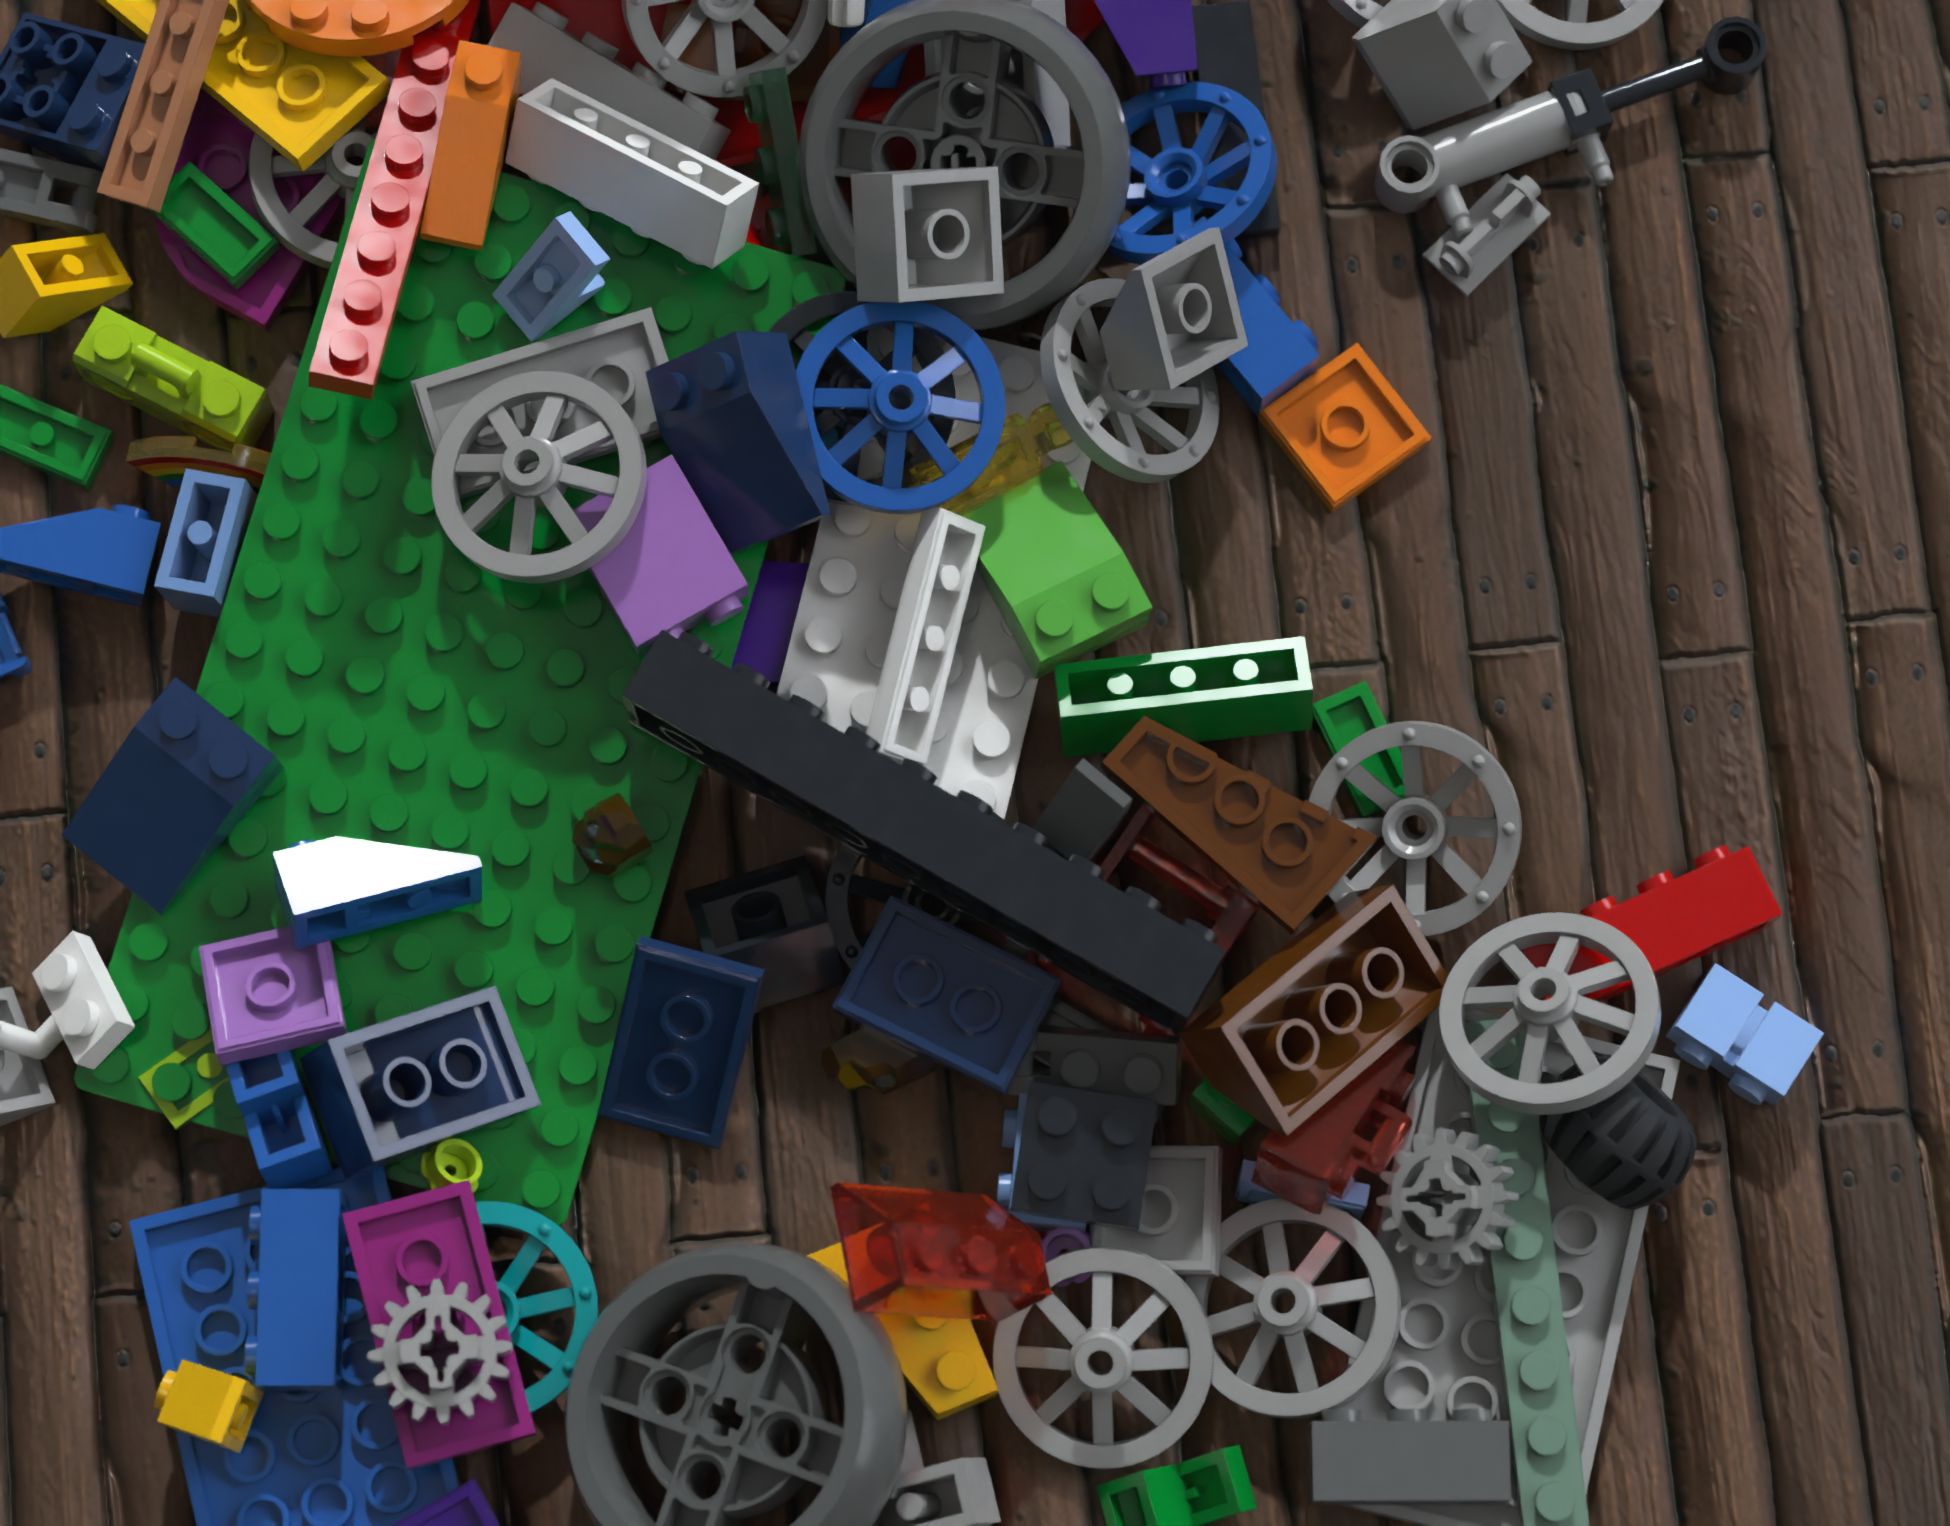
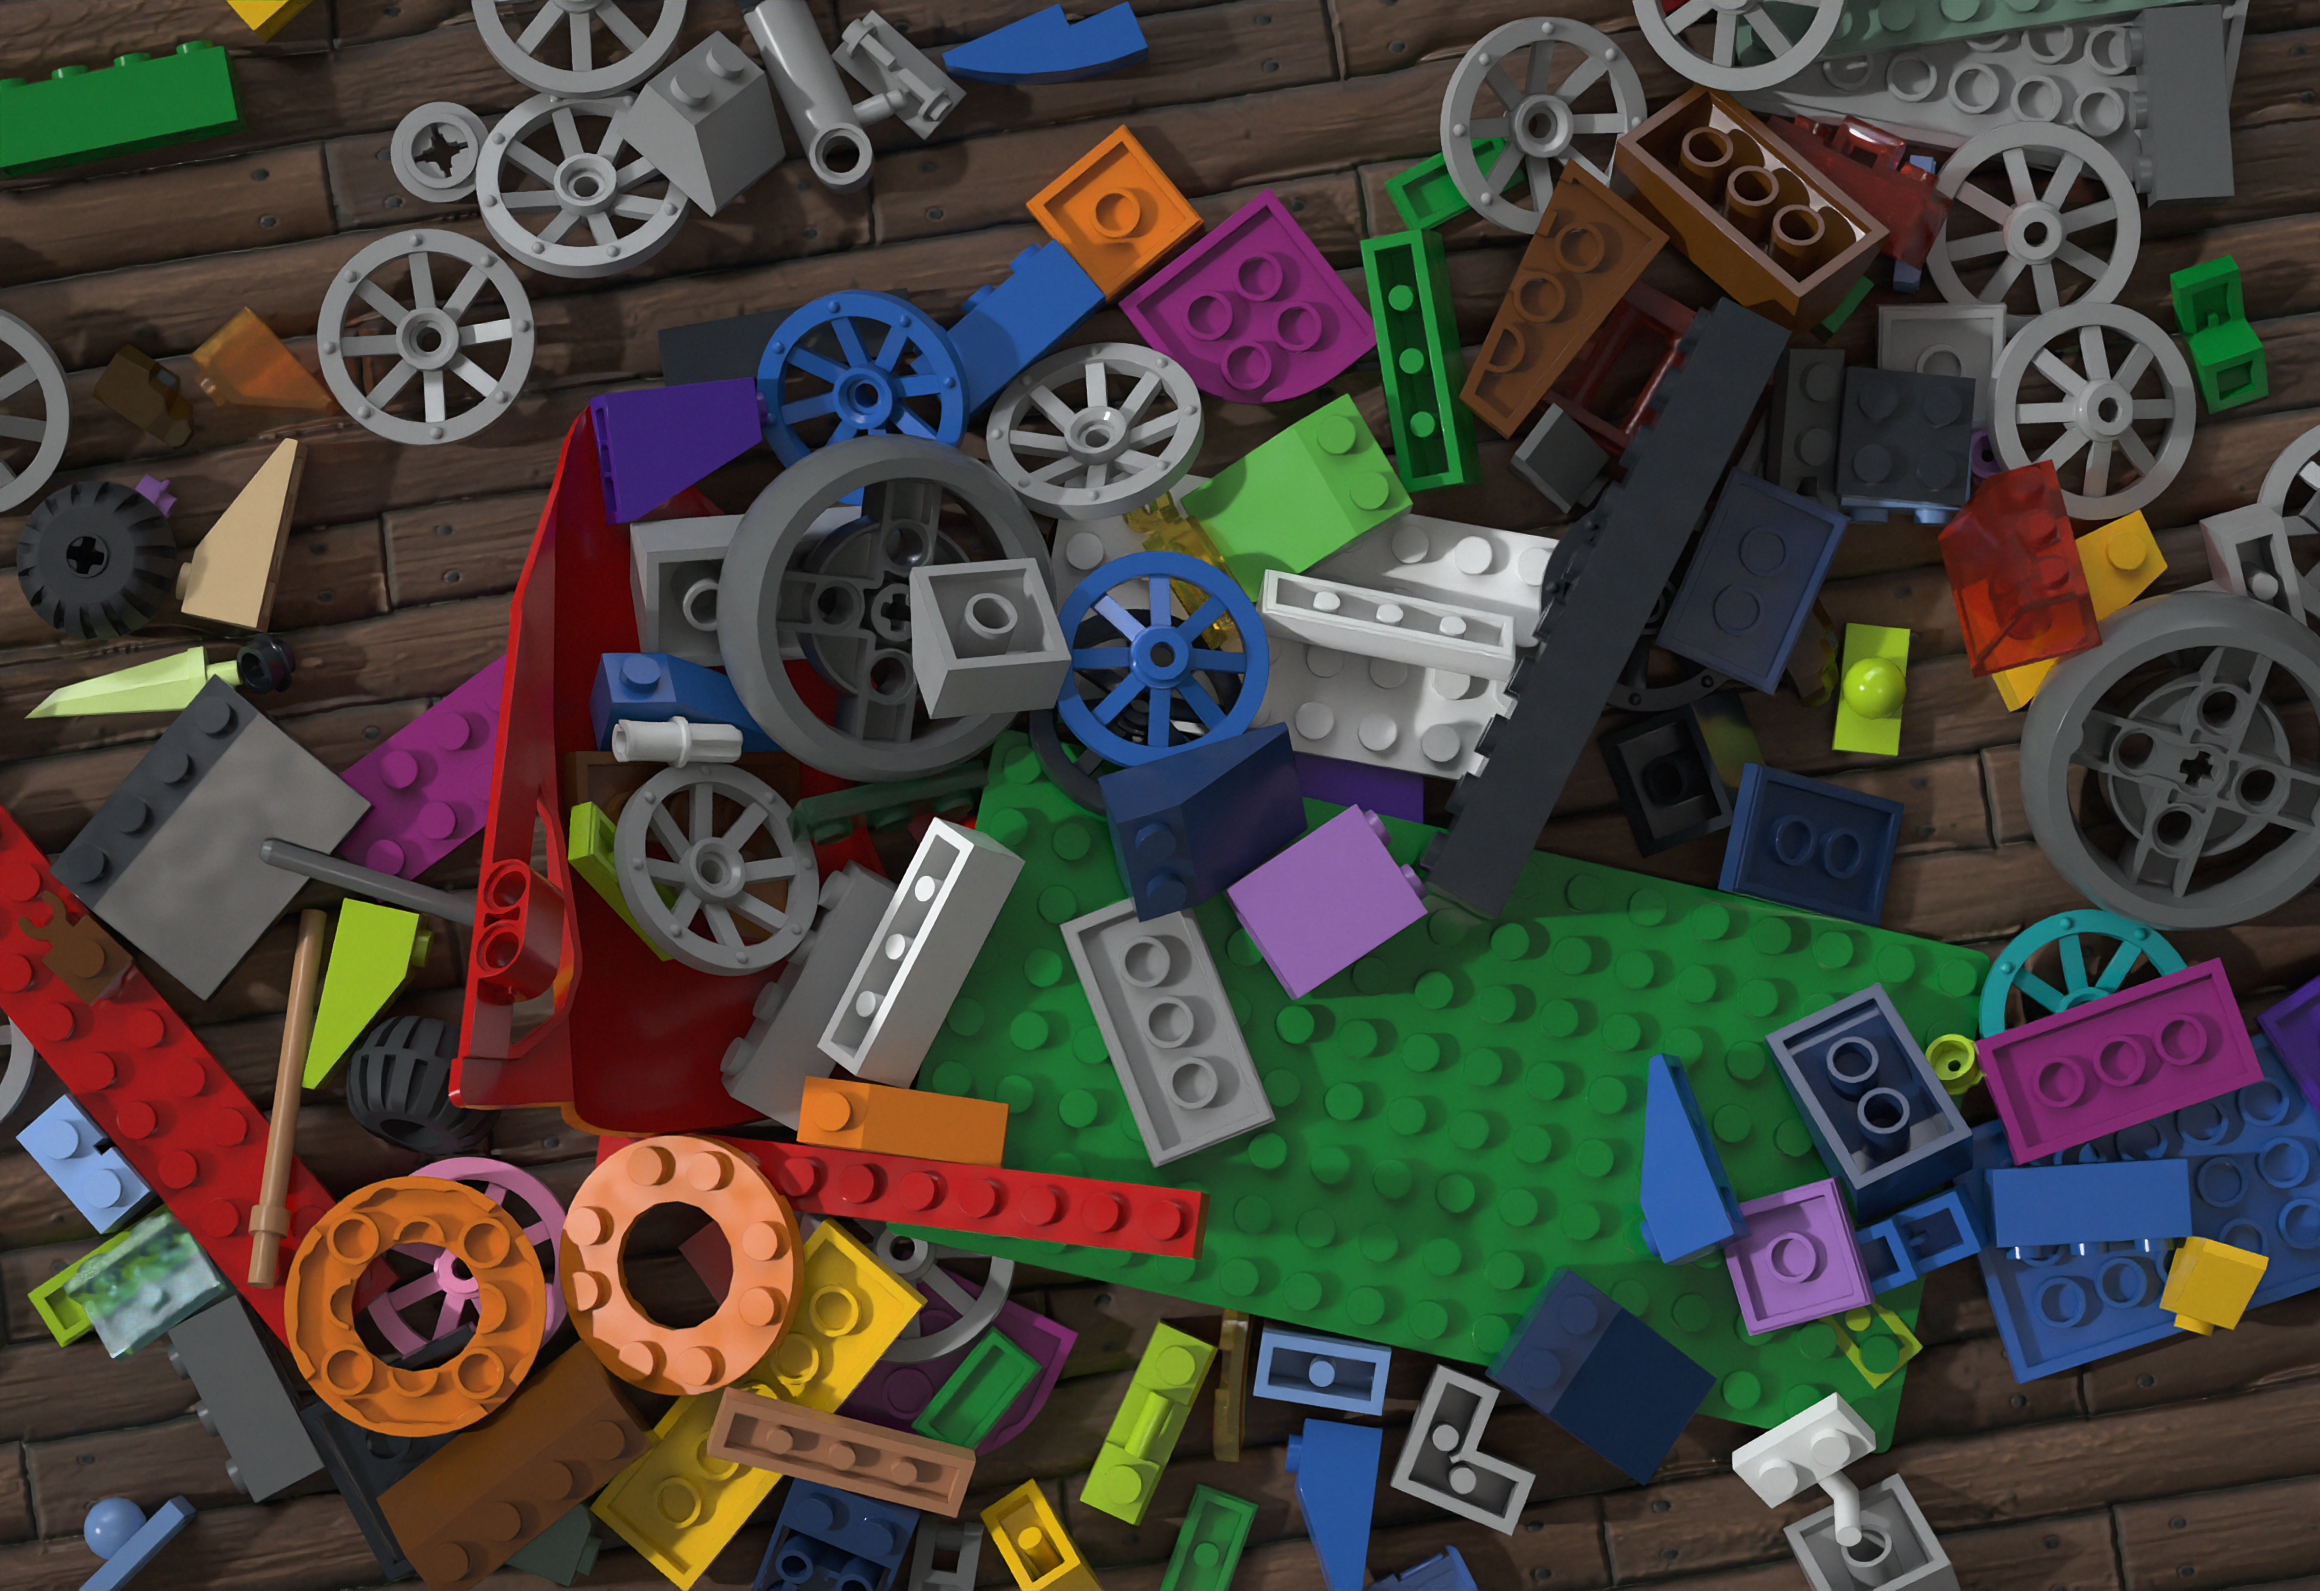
camera: 90 degrees left, 10 degrees up
(100, 658) = (1443, 1456): none -> light grey brick
(409, 1352) = (2161, 1083): light grey gear -> none
(543, 485) = (1262, 1005): light grey wheel -> none
(553, 277) = (1041, 1028): light blue slope -> none
(610, 838) = (1615, 929): dark brown rock -> none
(836, 1124) = (1871, 689): none -> lime tile
(1174, 317) = (1050, 380): light grey slope -> none
(1244, 544) = (1253, 311): none -> magenta plate
(1450, 1223) = (1945, 95): light grey gear -> none
(1507, 374) = (1051, 51): none -> blue slope

